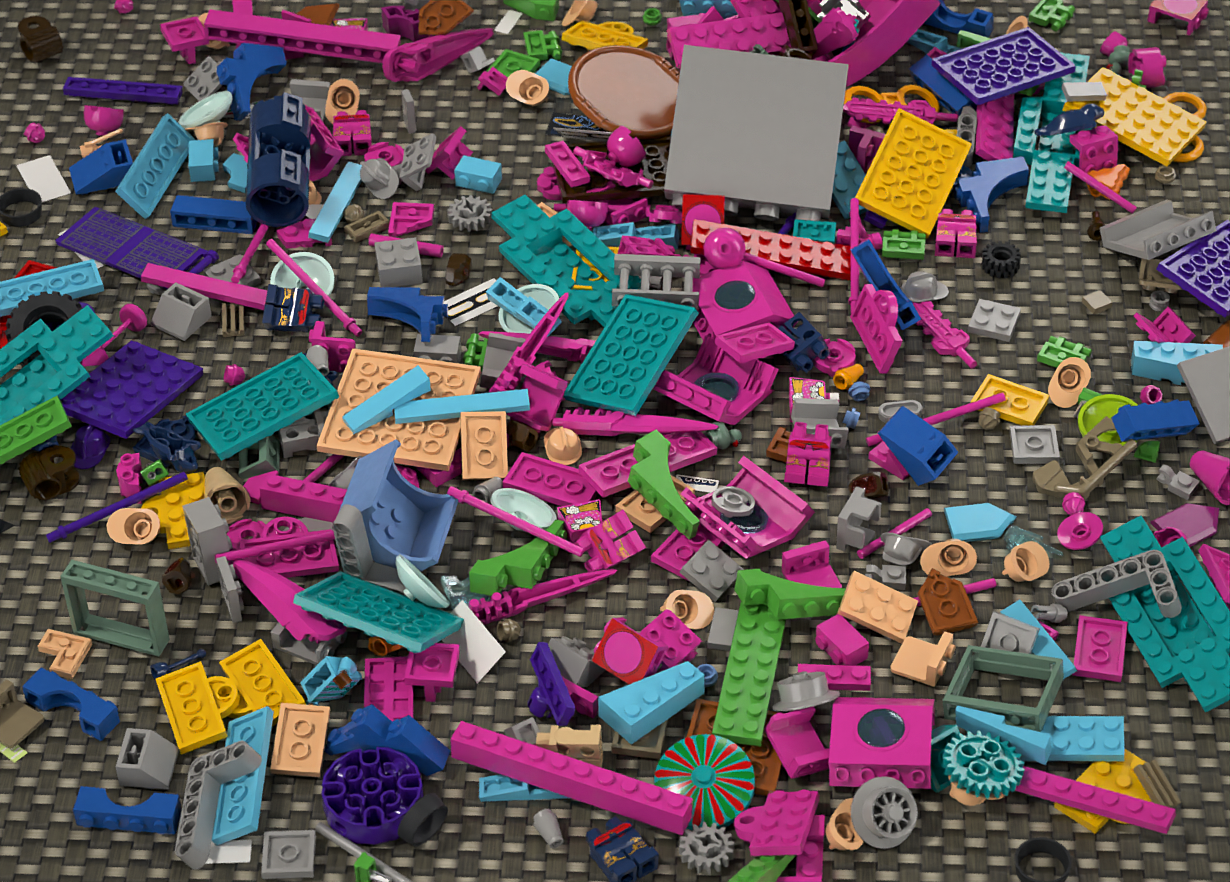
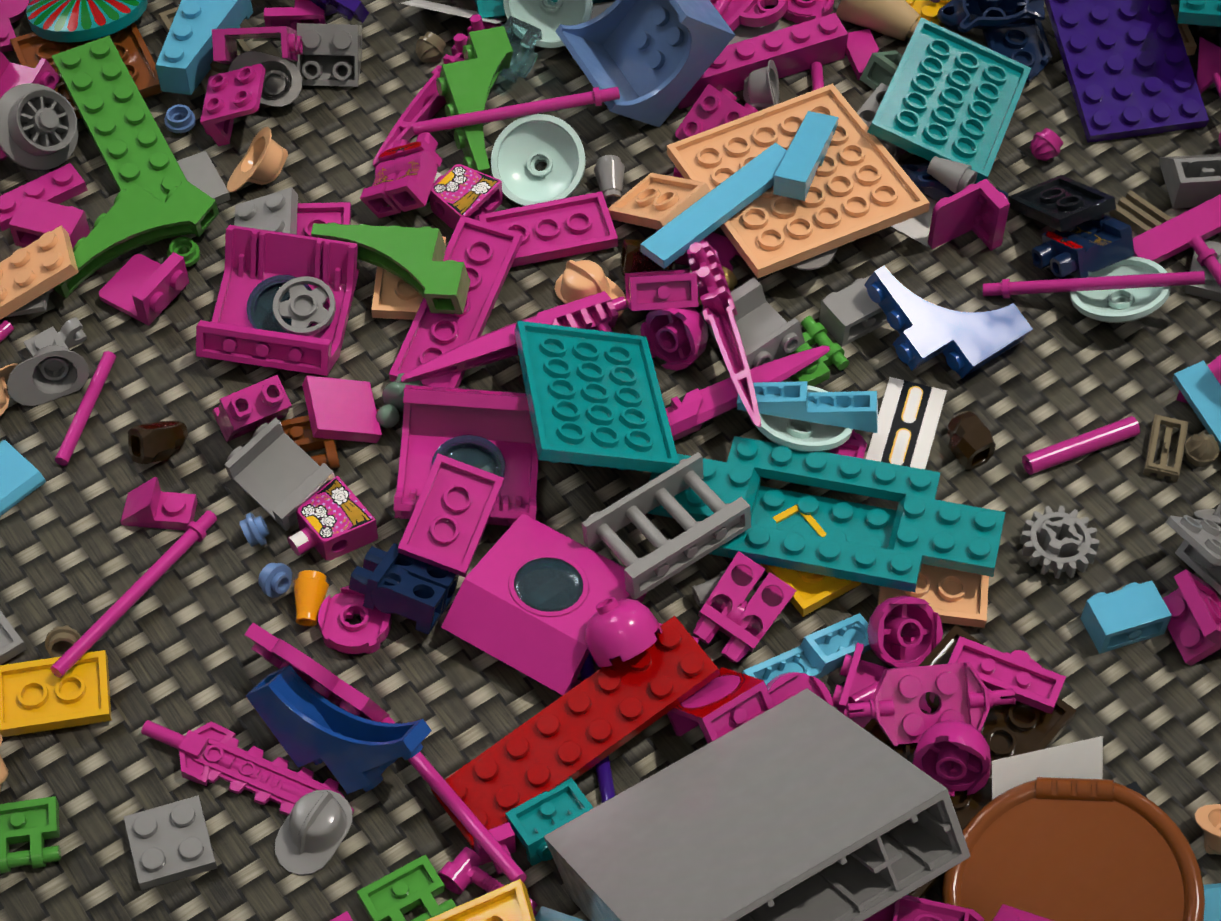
camera: 140 degrees right, 10 degrees up
(274, 330) = (1062, 203): none -> black plate
(398, 263) = (1050, 399): light grey brick -> none
(410, 217) = (1128, 488): dark pink wing -> none
(699, 484) = (382, 340): sticker -> none
(758, 445) = (341, 409): none -> dark pink tile
(784, 269) = (528, 711): dark pink bar -> none
(852, 515) = (129, 382): light grey panel -> none
(888, 409) = (201, 592): light grey tile -> none
(917, 445) = (116, 503): blue slope -> none

